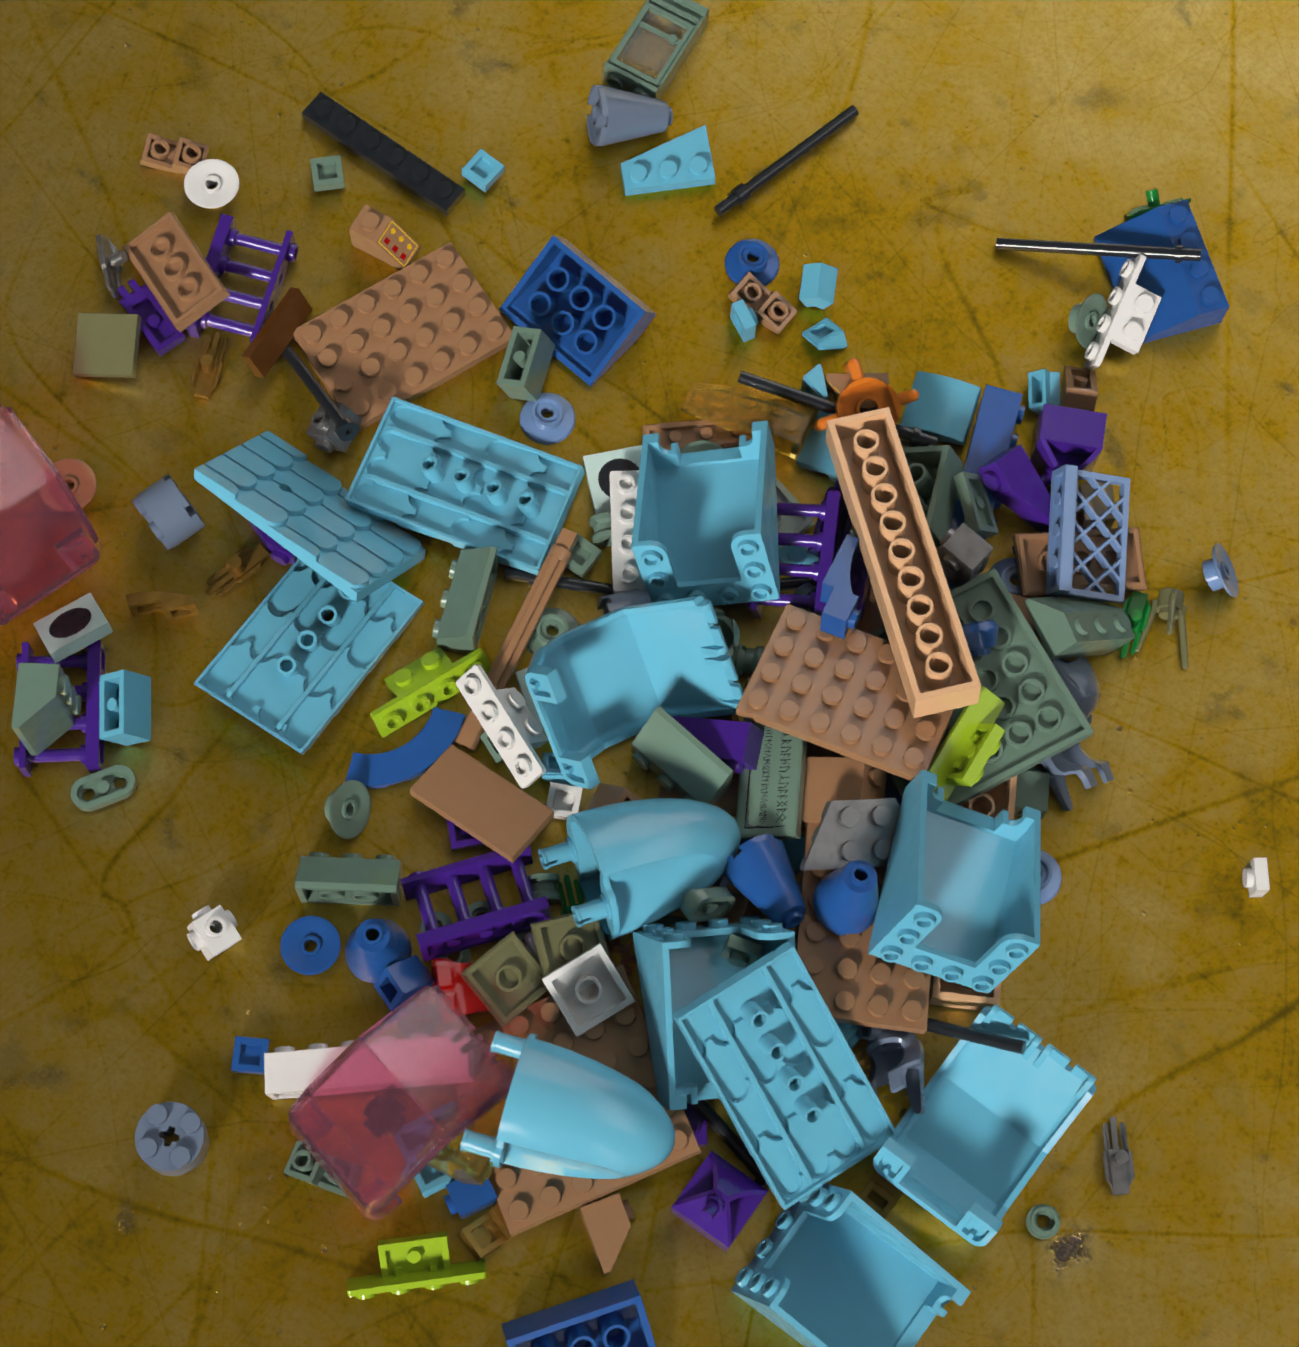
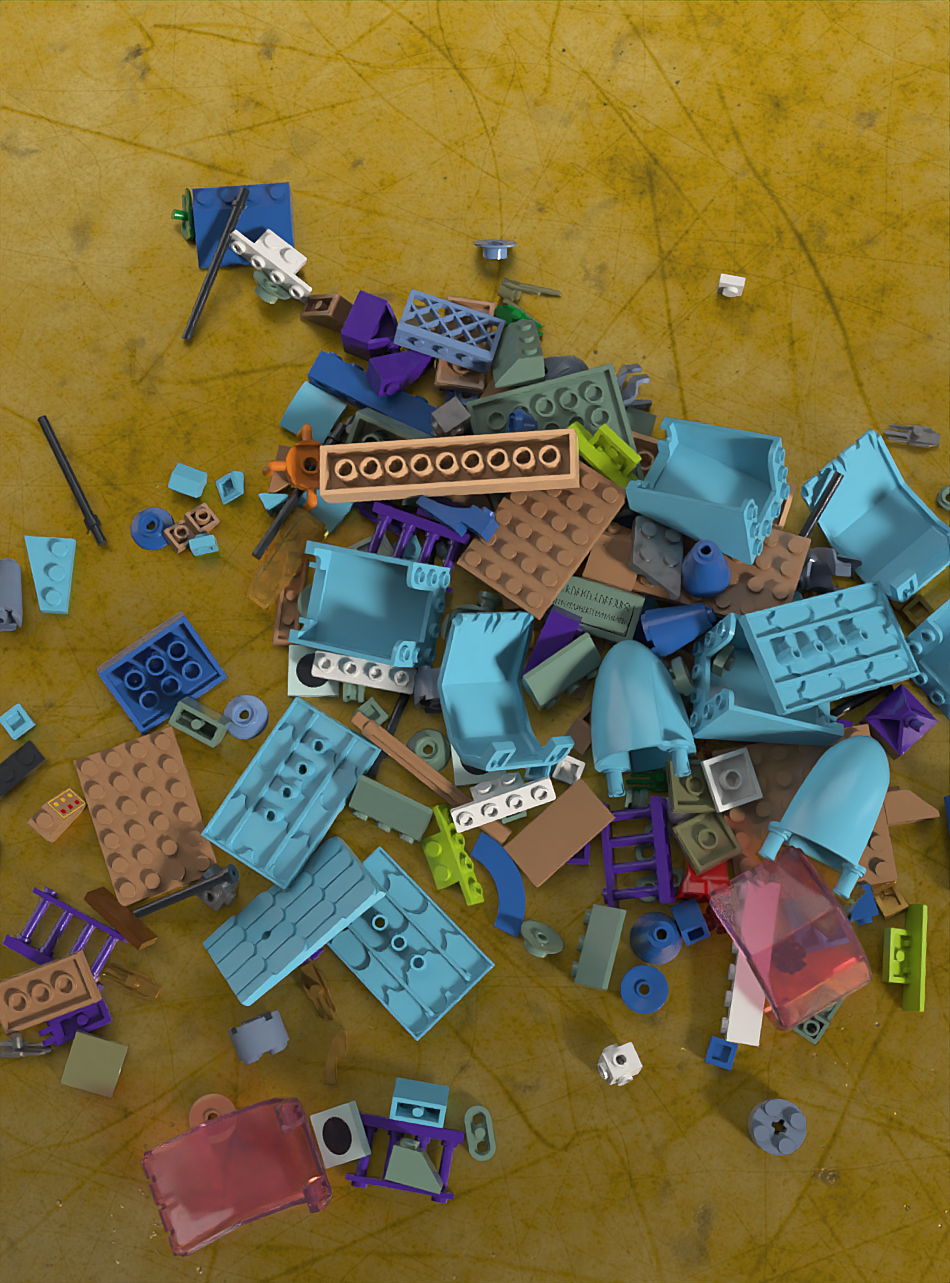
camera: 70 degrees left, 5 degrees up
(975, 504) = (399, 405): sand green plate -> none
(1043, 388) = (320, 335): medium azure piece -> none

